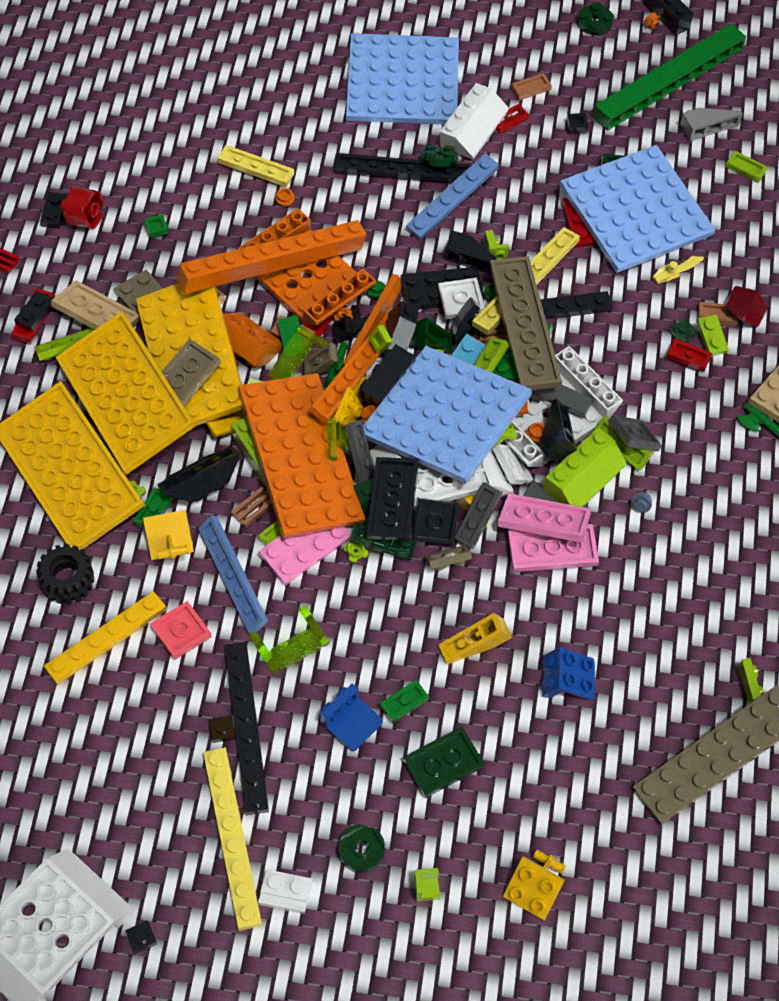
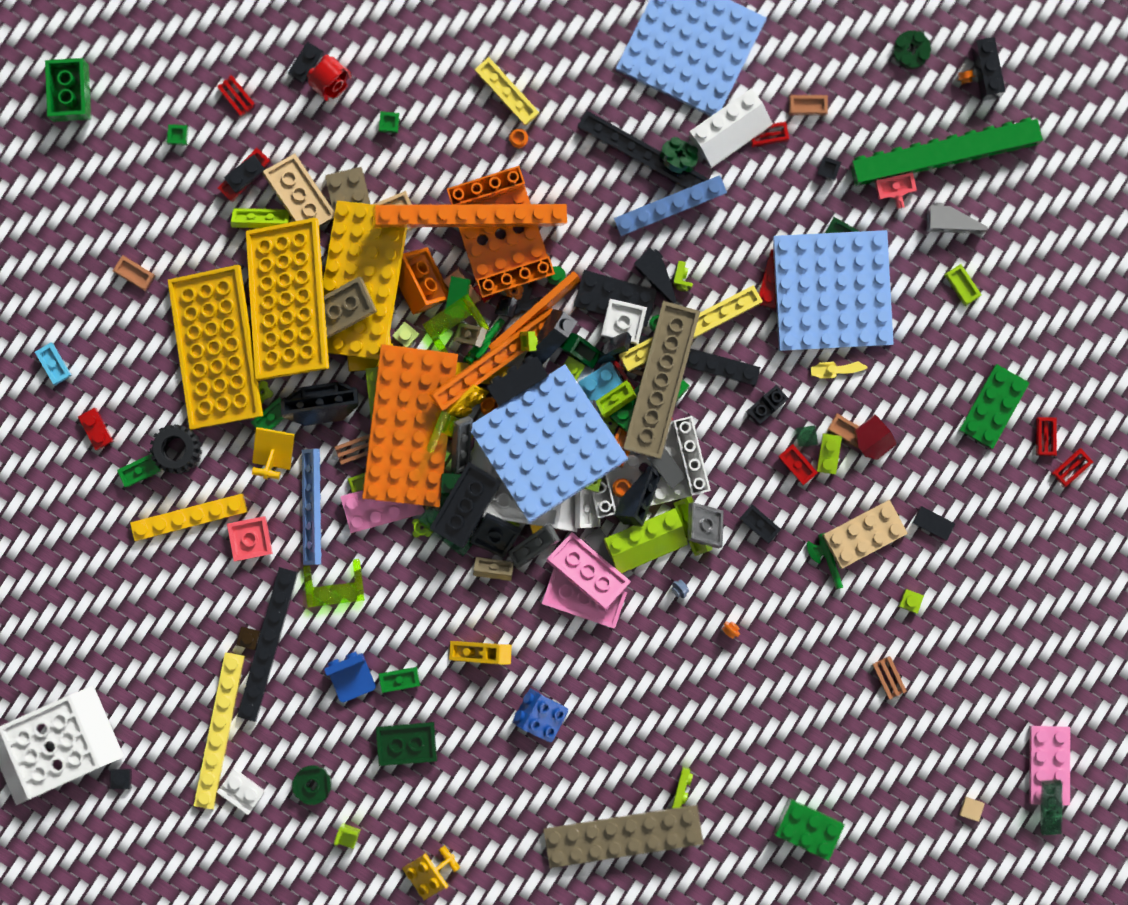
camera: 25 degrees right, 25 degrees up
(33, 612) = (138, 471): none -> green plate
(631, 320) = (767, 405): none -> black slope
(643, 115) = (896, 187): none -> coral plate
(684, 417) = (760, 524): none -> black plate
(712, 518) = (731, 629): none -> orange plate

